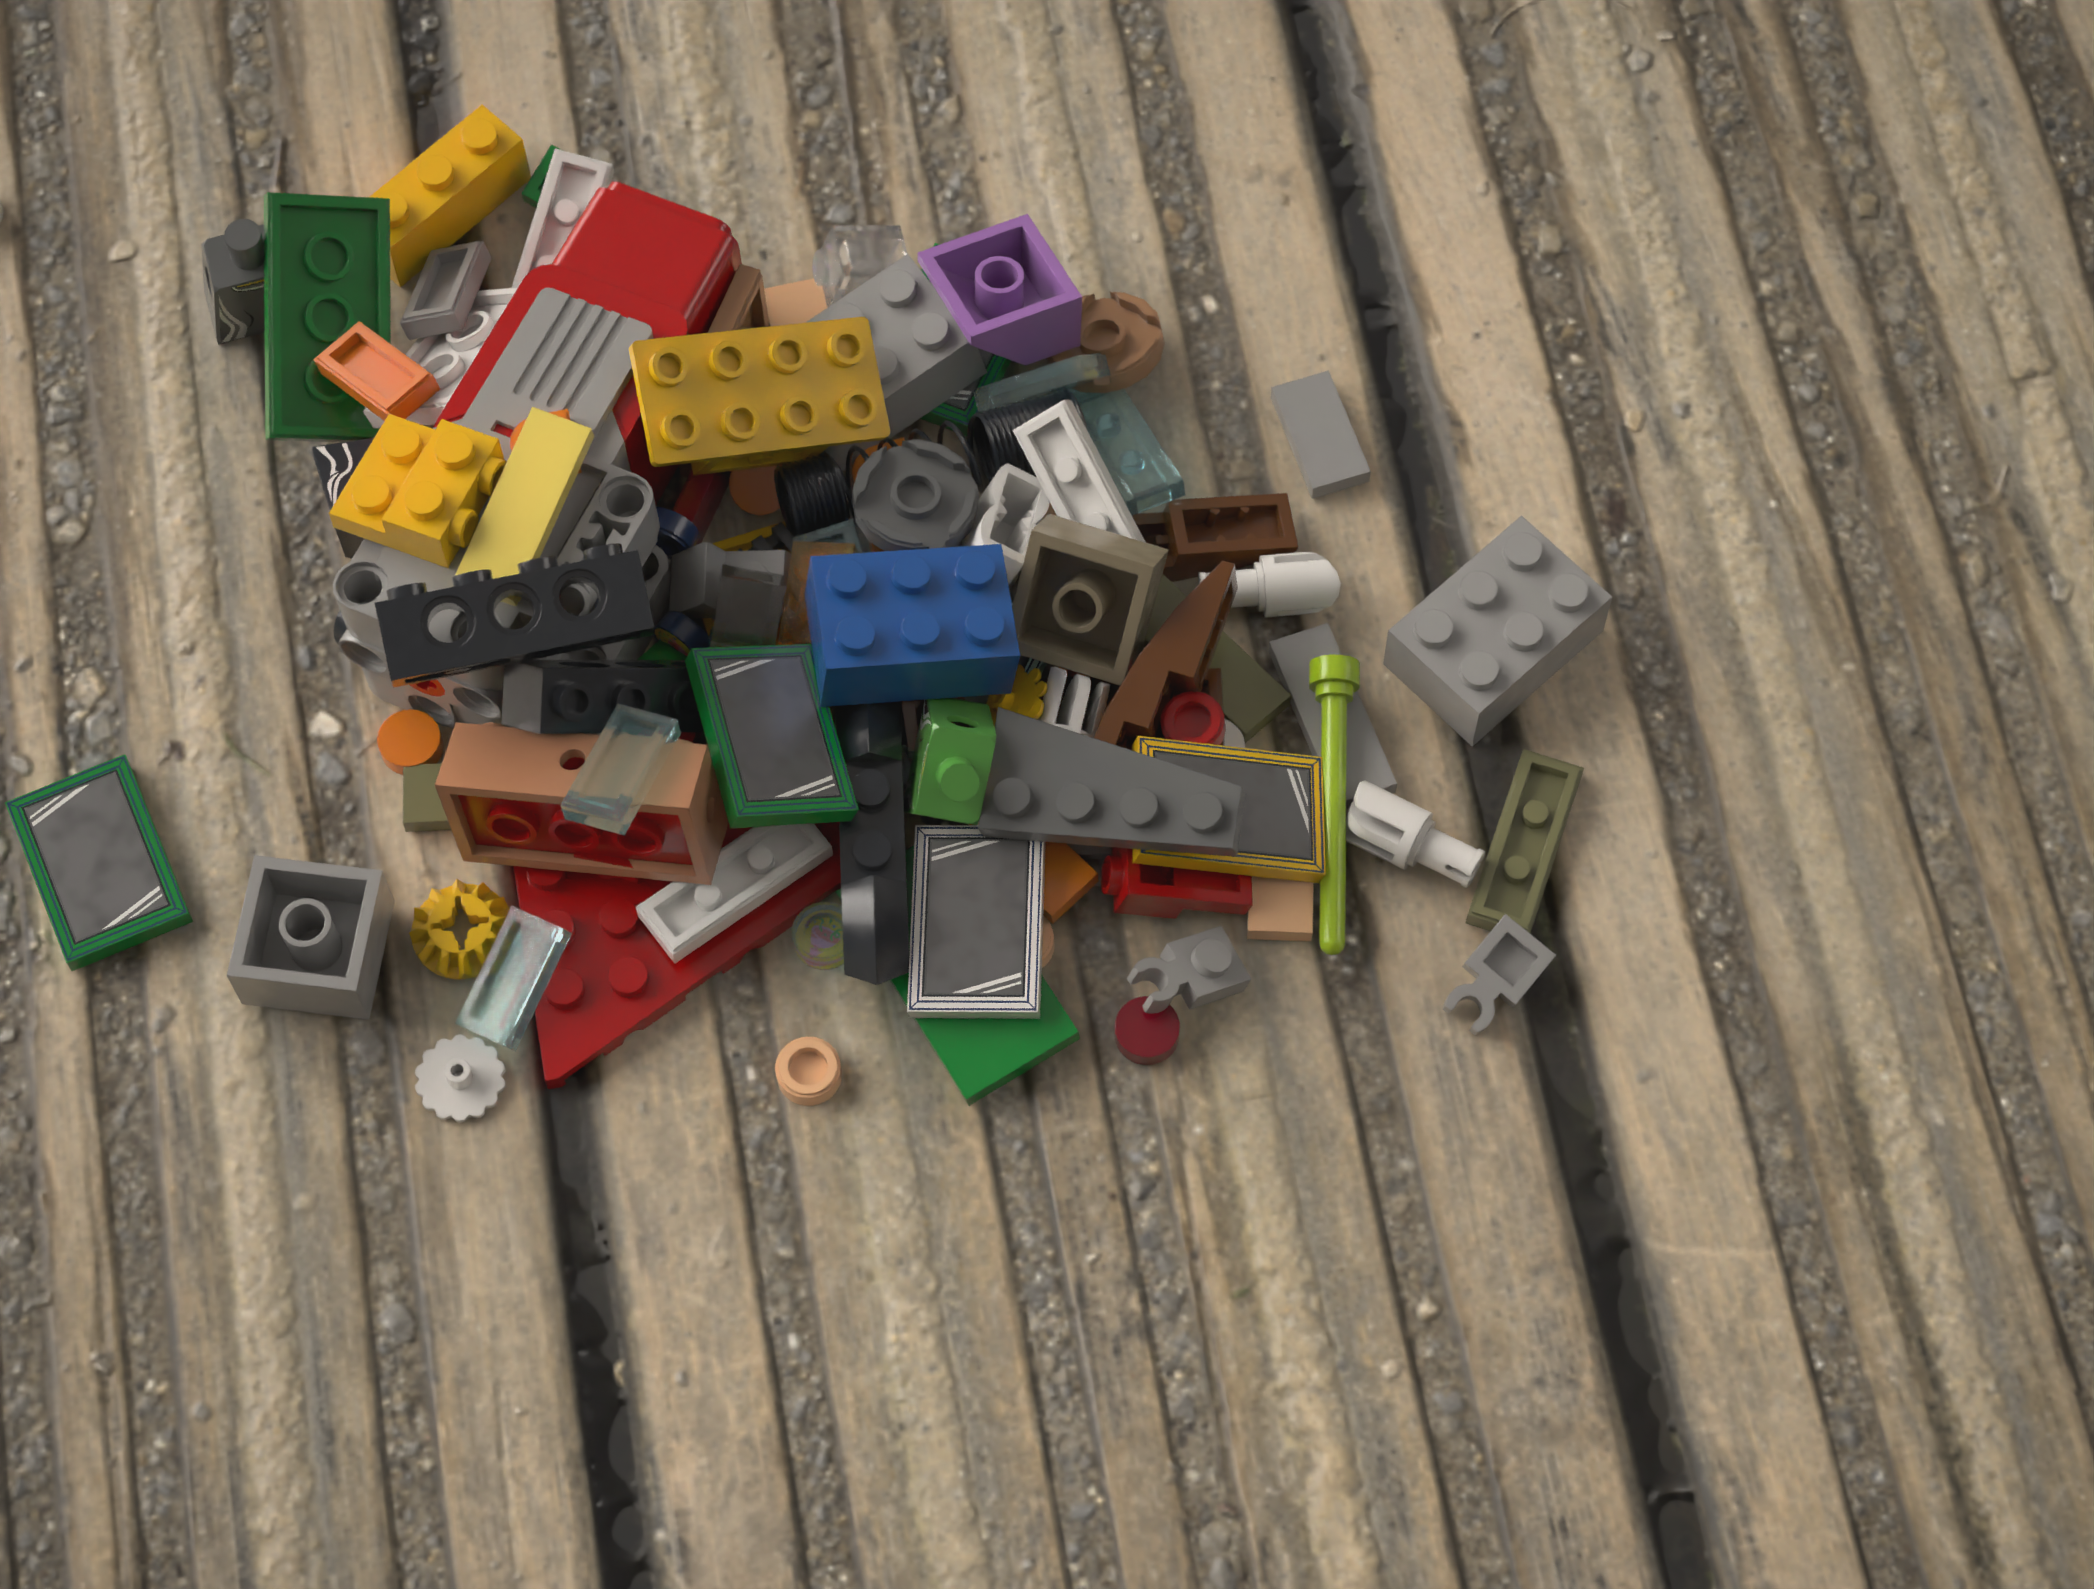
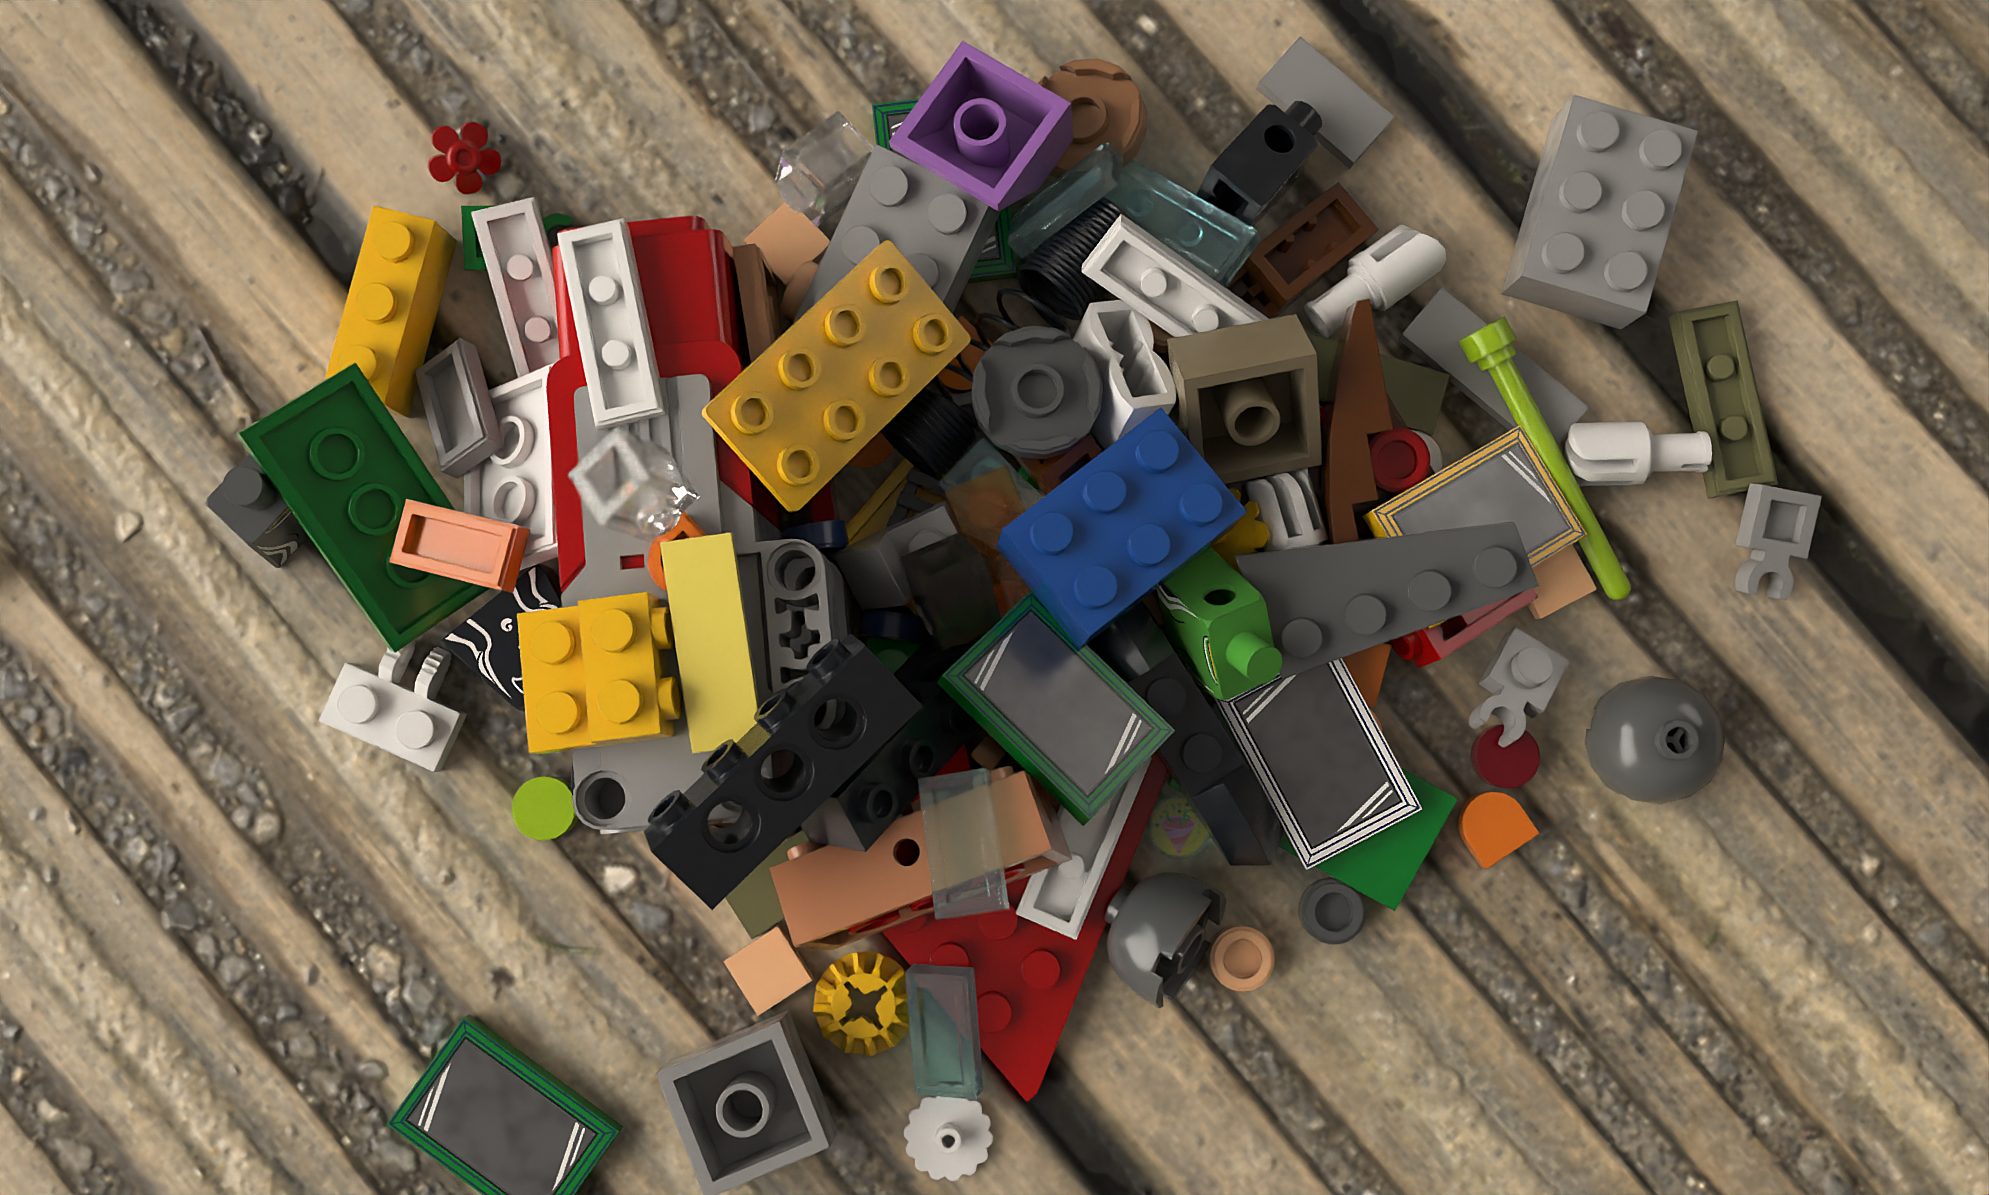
camera: 25 degrees left, 20 degrees up
(231, 497) = (393, 715): none -> white hinge
(304, 633) = (544, 808): none -> lime tile
(403, 855) = (768, 969): none -> light nougat tile
(540, 361) = (633, 486): none -> clear brick
(578, 116) = (463, 156): none -> red plant
(605, 256) = (611, 323): none -> white tile
(752, 1000) = (1161, 933): none -> dark grey cylinder
(912, 1076) = (1332, 911): none -> dark grey tile
(1100, 1082) = (1493, 826): none -> orange tile
(1223, 441) = (1262, 162): none -> black torso
(1288, 1086) = (1655, 740): none -> dark grey cylinder

